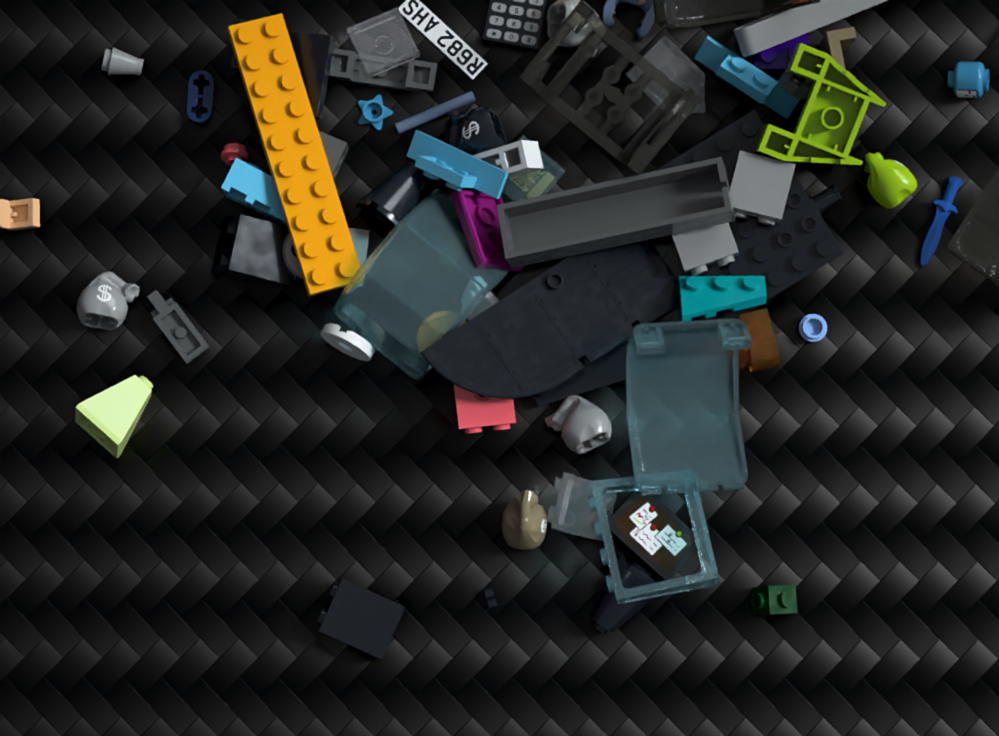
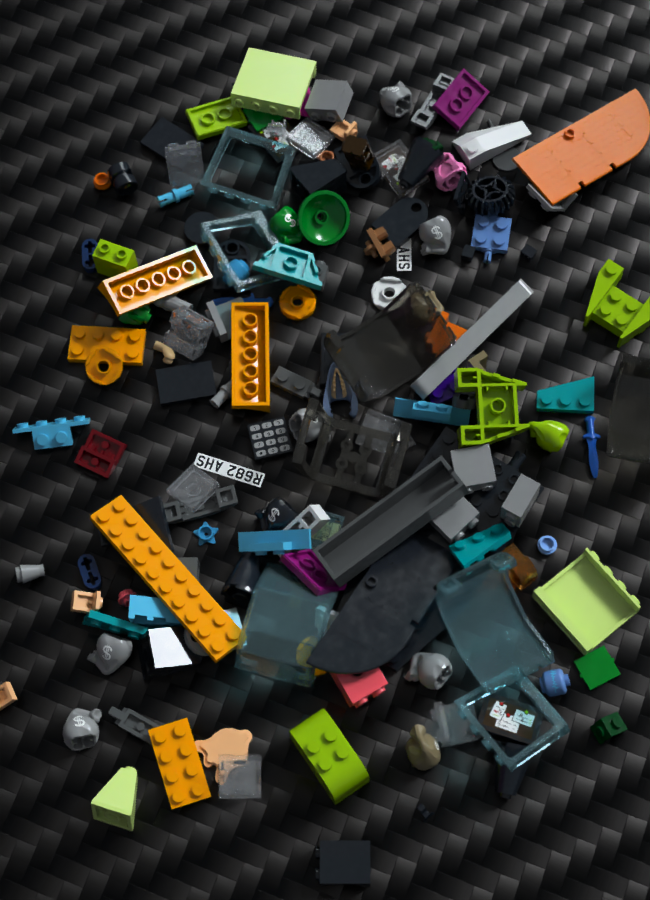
camera: 20 degrees left, 15 degrees down
(179, 136) = (86, 601): none -> light nougat bracket
(183, 218) = (110, 653): none -> light grey piece
(202, 185) = (114, 624): none -> teal wing
(210, 401) = (179, 763): none -> light orange plate
(275, 409) = (223, 742): none -> light nougat tile
(277, 454) = (239, 776): none -> clear piece
(347, 342) = (254, 684): white tile -> none
(400, 478) = (329, 756): none -> lime brick
(435, 112) = (245, 517): sand blue bar -> none
(732, 512) = (554, 682): none -> medium blue head
(798, 260) = (519, 501): none -> light grey piece
(798, 516) = (597, 668): none -> green piece
(827, 426) = (587, 601): none -> yellowish green panel
(941, 138) = (568, 397): none -> teal wing
(969, 79) = (567, 355): dark azure head -> none

